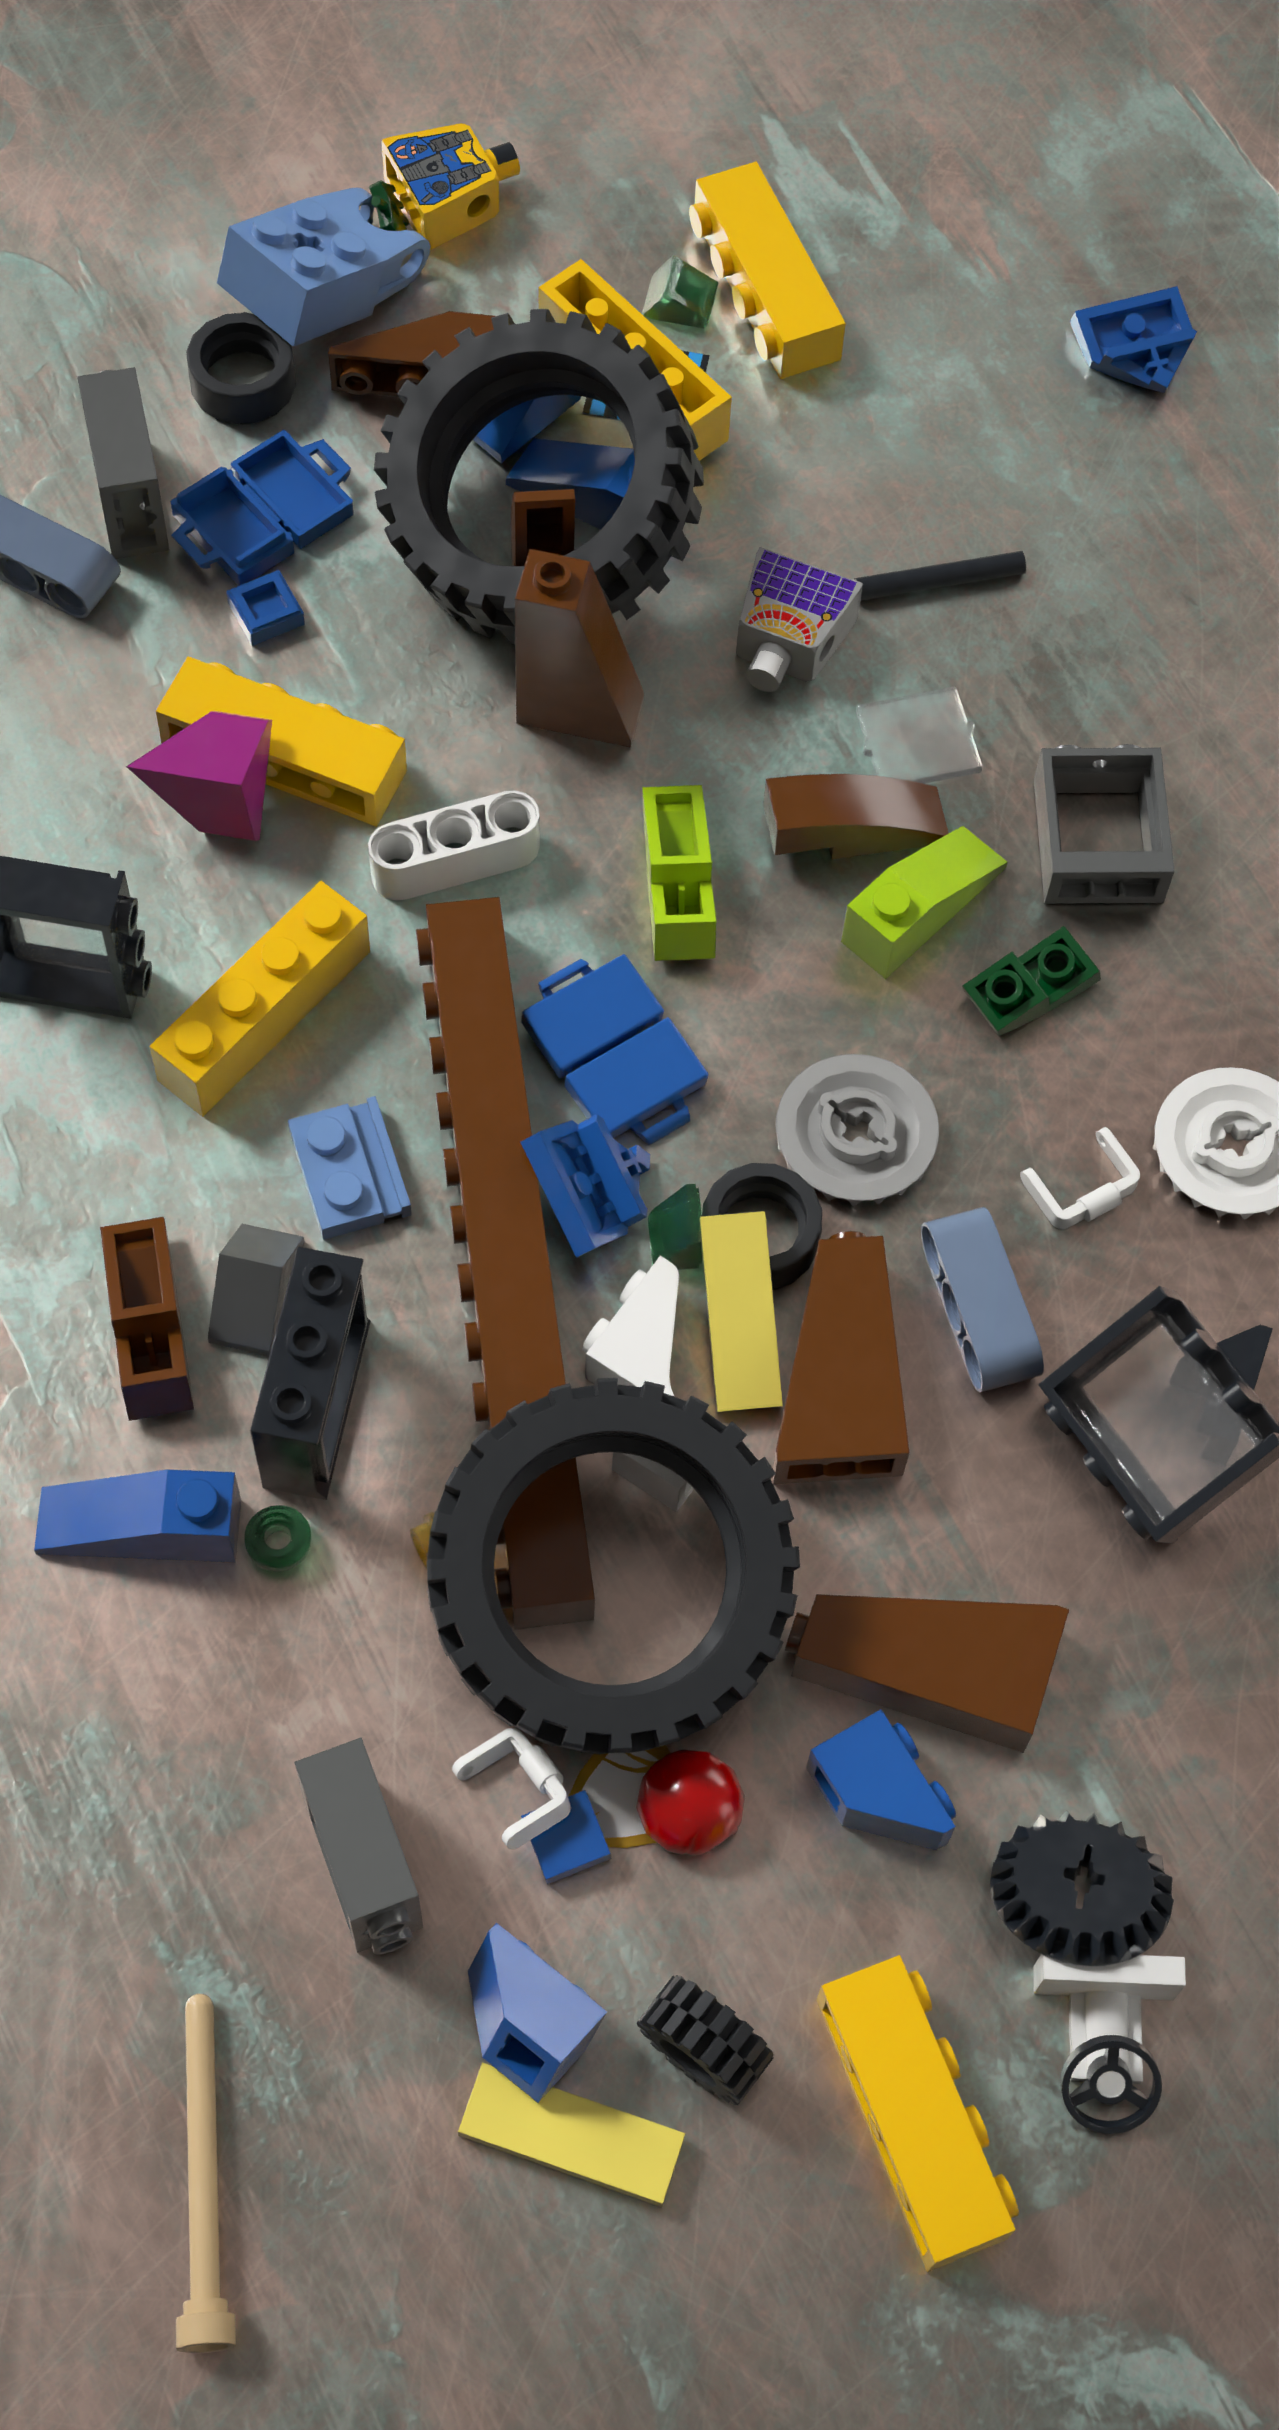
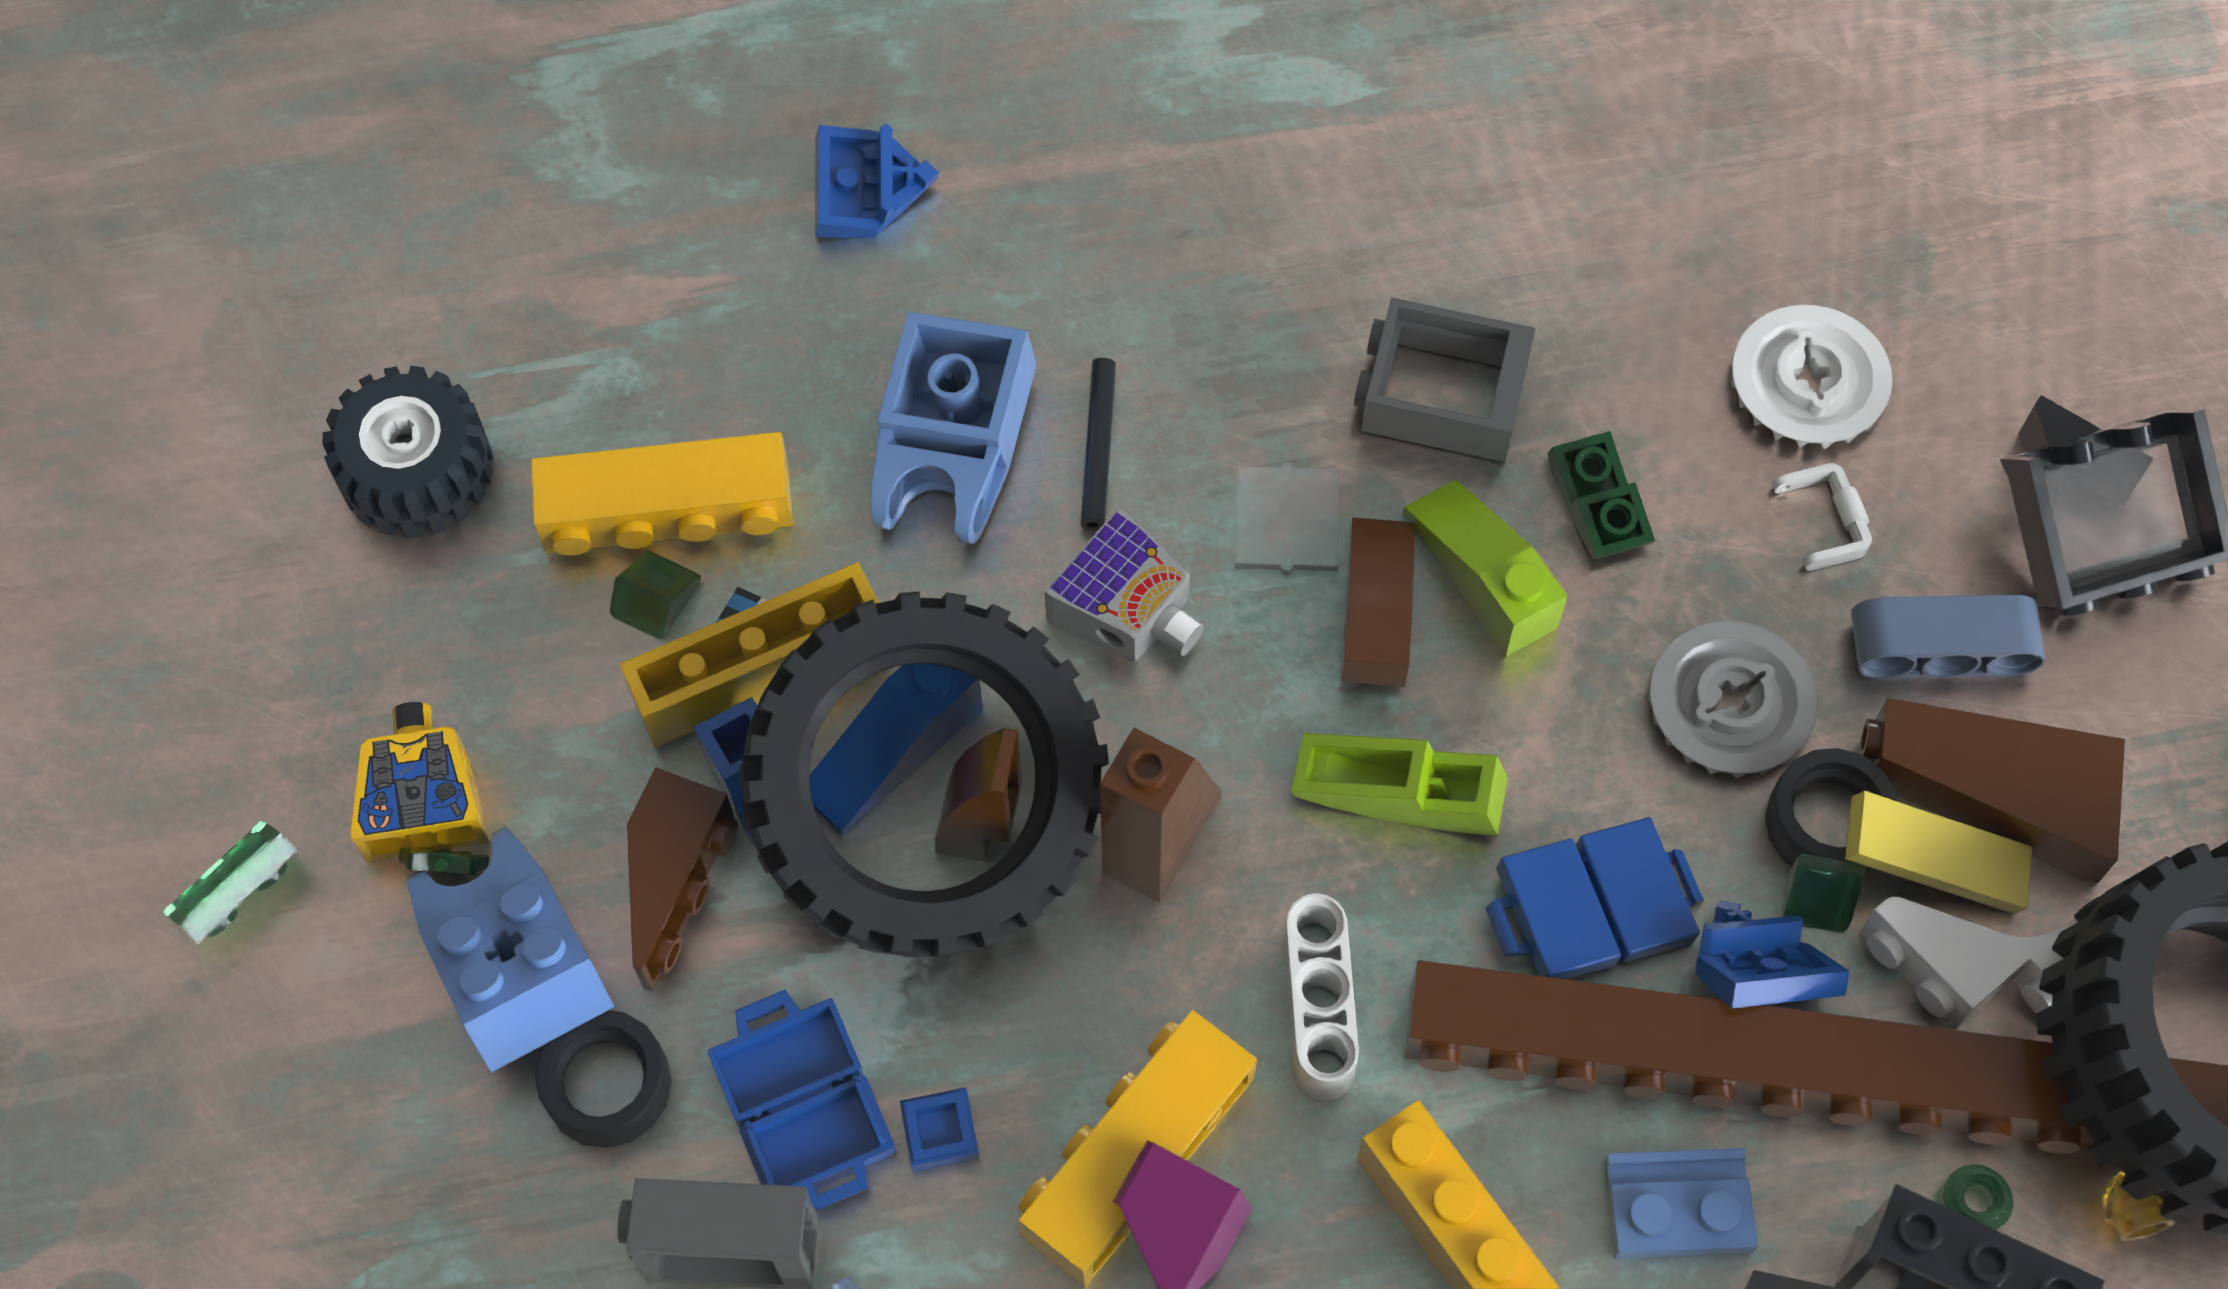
camera: 70 degrees left, 0 degrees up
(311, 83) = (214, 897): none -> clear green plate
(416, 1390) = (1986, 1183): none -> clear green plate
(740, 86) = (408, 451): none -> black wheel
(904, 447) = (951, 418): none -> medium blue brick

